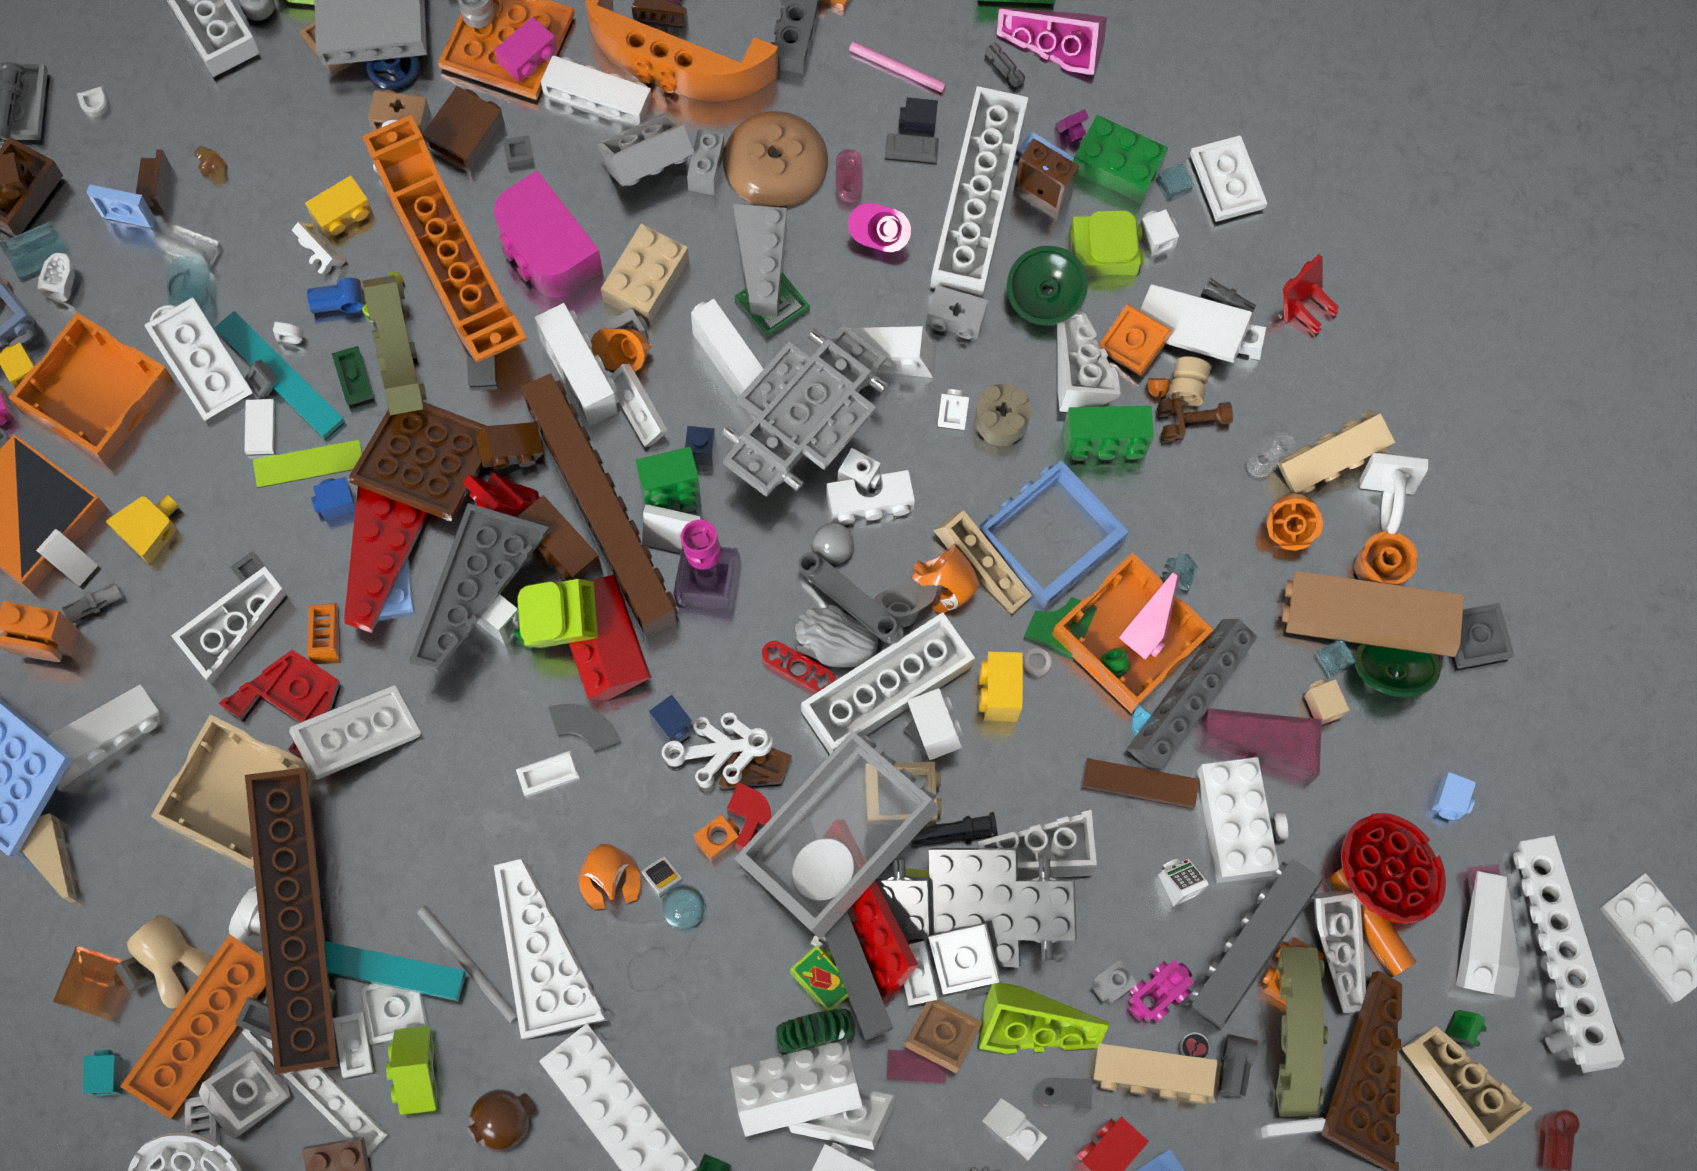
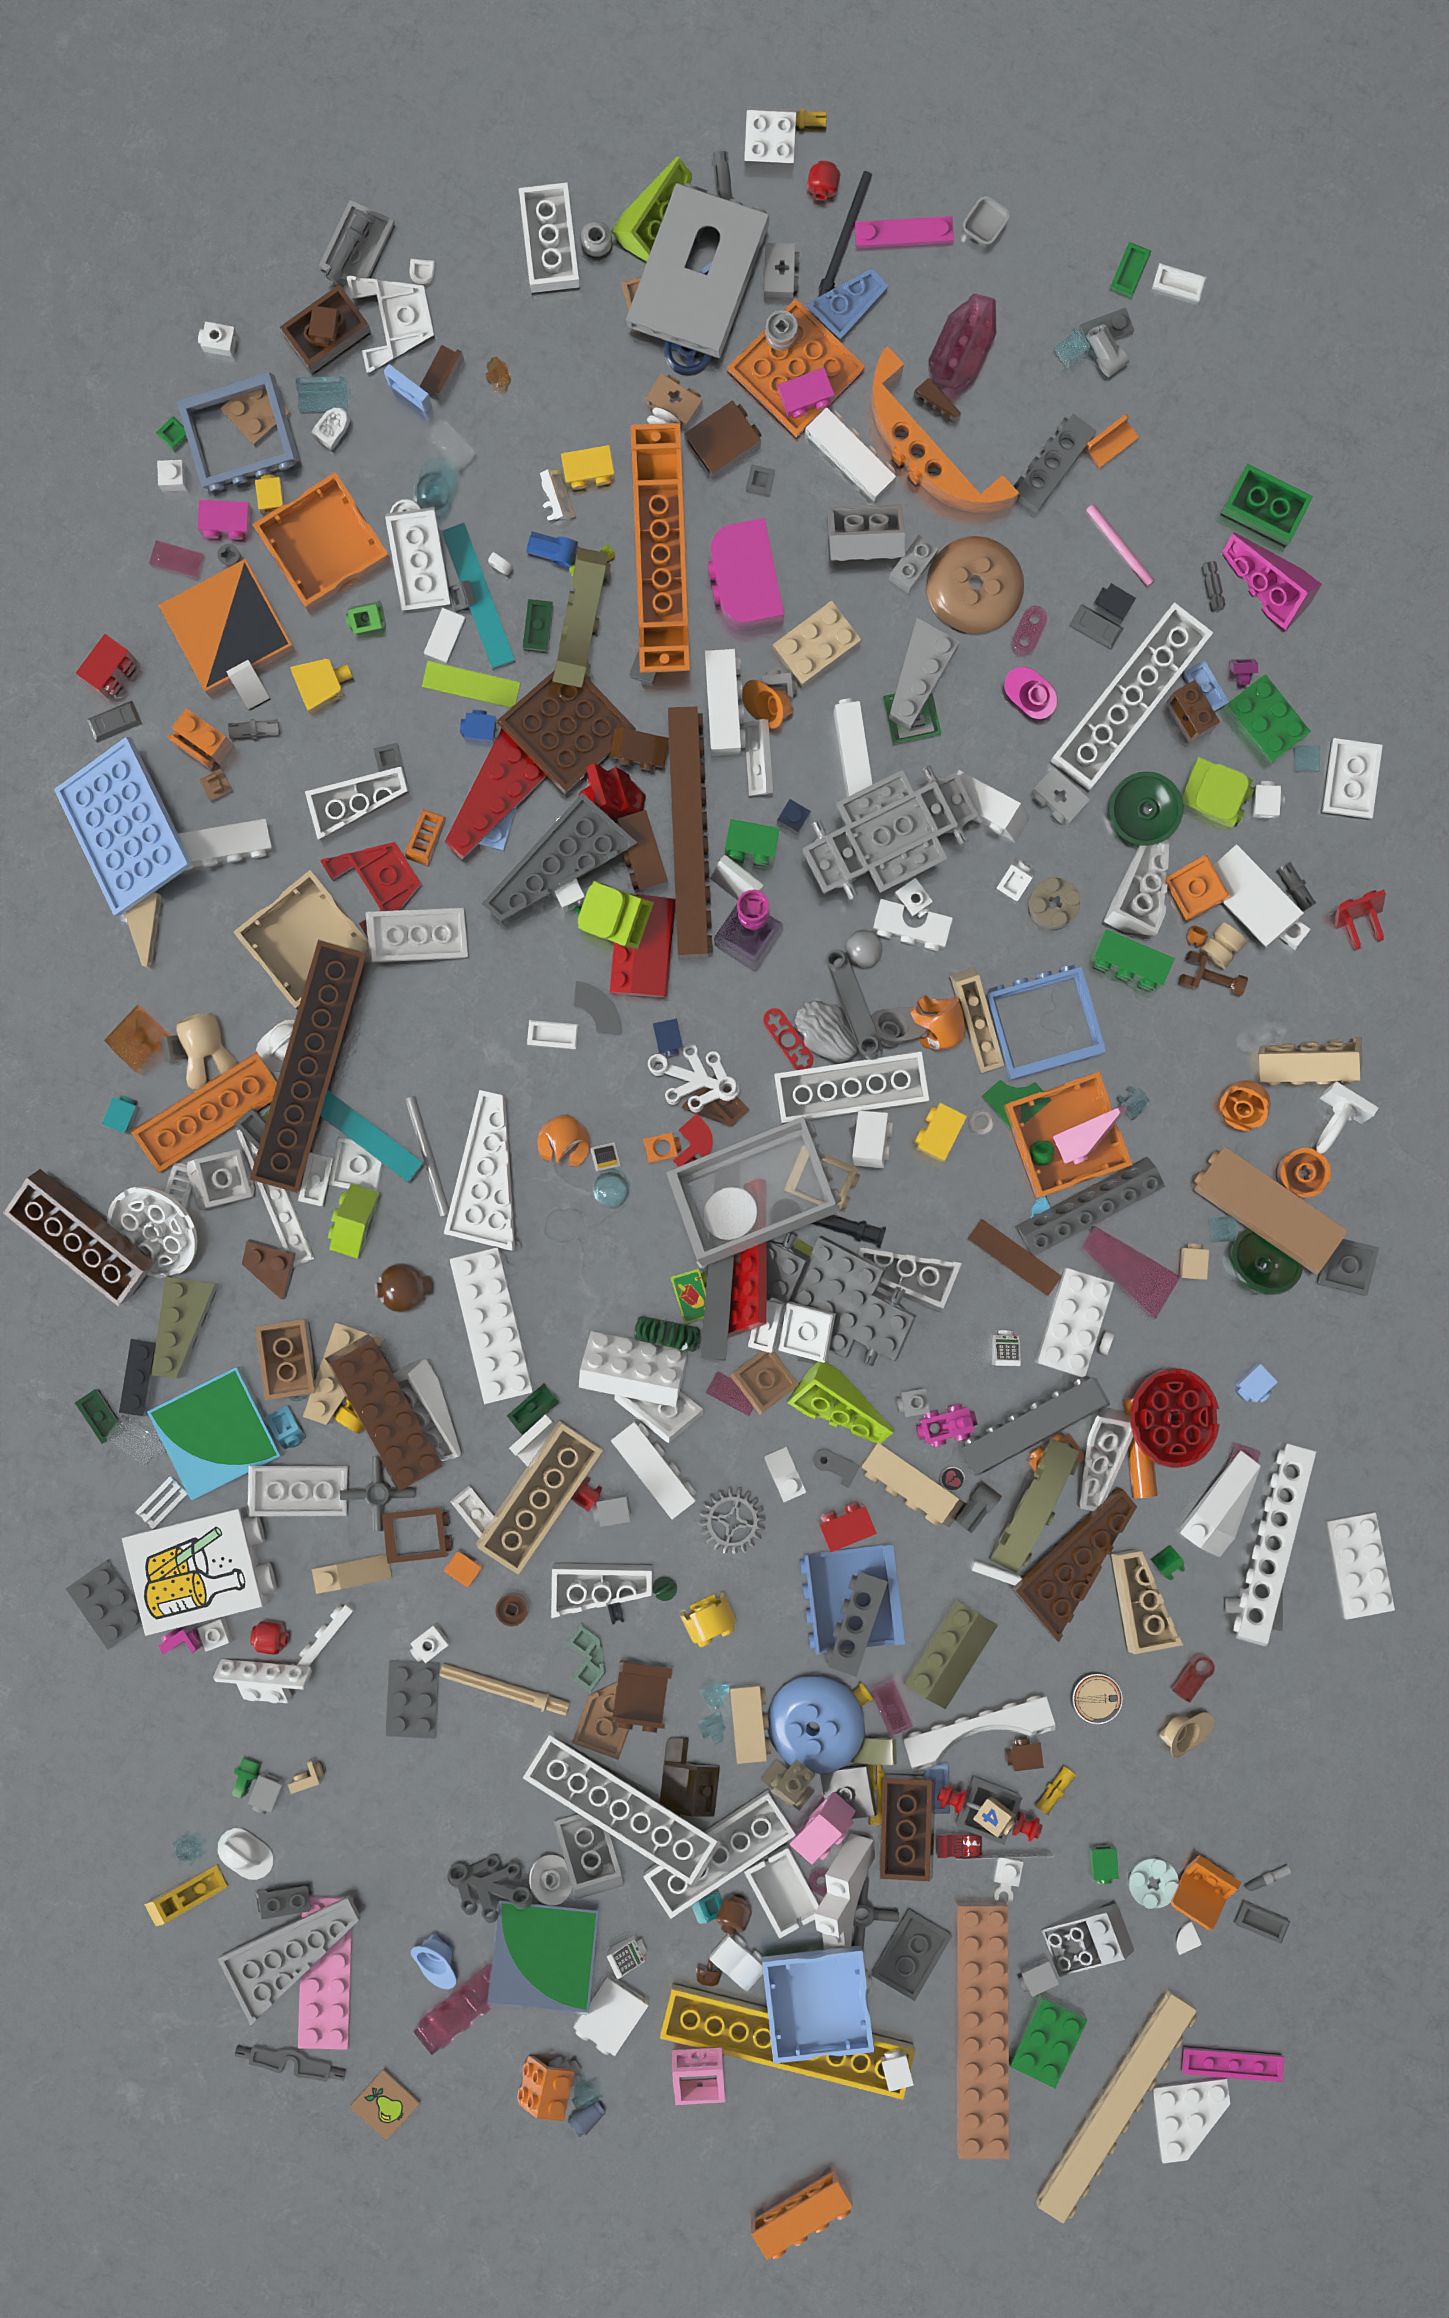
camera: 30 degrees right, 15 degrees up
(74, 677) = (216, 785): none -> medium nougat tile
(89, 145) = (403, 316): none -> white wing
(156, 441) = (358, 624): none -> bright green brick

